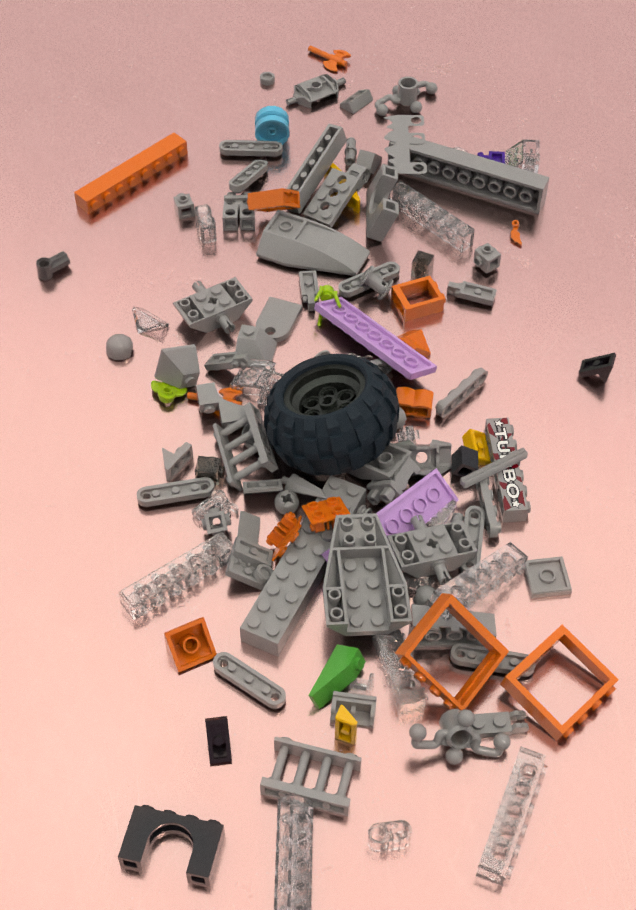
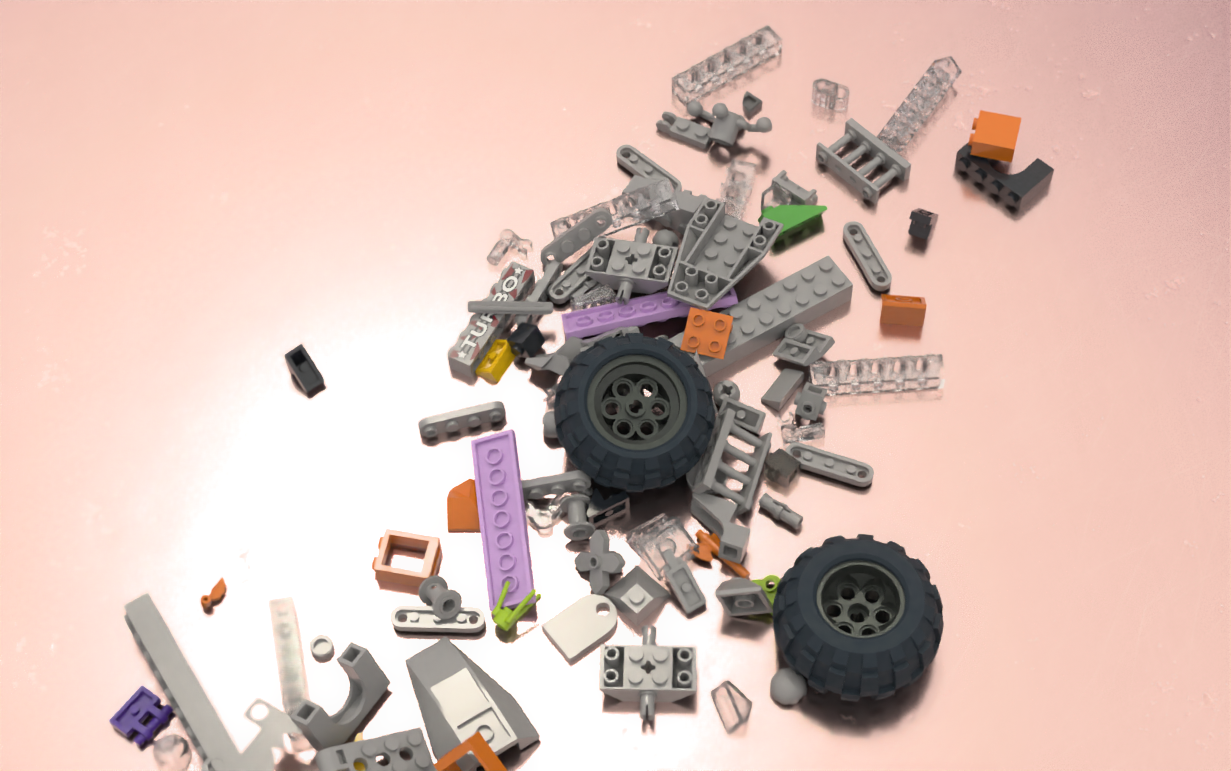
camera: 145 degrees left, 5 degrees up
(88, 375) = (851, 655): none -> black wheel
(175, 462) = (810, 494): light grey slope -> none
(191, 845) = (994, 136): none -> orange brick
(197, 444) = (780, 511): none -> light grey pin
(283, 533) = (757, 342): orange hinge -> none
(288, 348) = (599, 562): none -> light grey plant
(309, 288) = (515, 645): light grey hinge -> none
(345, 726) = (814, 170): yellow slope -> none
(415, 402) = (528, 434): orange brick -> none
(422, 264) = (365, 597): clear smoke brick -> none
(425, 239) = (321, 647): none -> tile
(459, 789) = (750, 103): none -> dark grey tile
(472, 292) = (340, 534): light grey hinge -> none
(487, 258) = (285, 565): light grey brick -> none
(492, 546) = (576, 236): none -> light grey plate
(496, 653) = (691, 160): orange window -> none
(524, 155) = (99, 691): clear slope -> none
(534, 707) = (614, 142): orange window -> none
(547, 577) = (539, 212): light grey tile -> none
(551, 537) = (507, 240): none -> clear bar

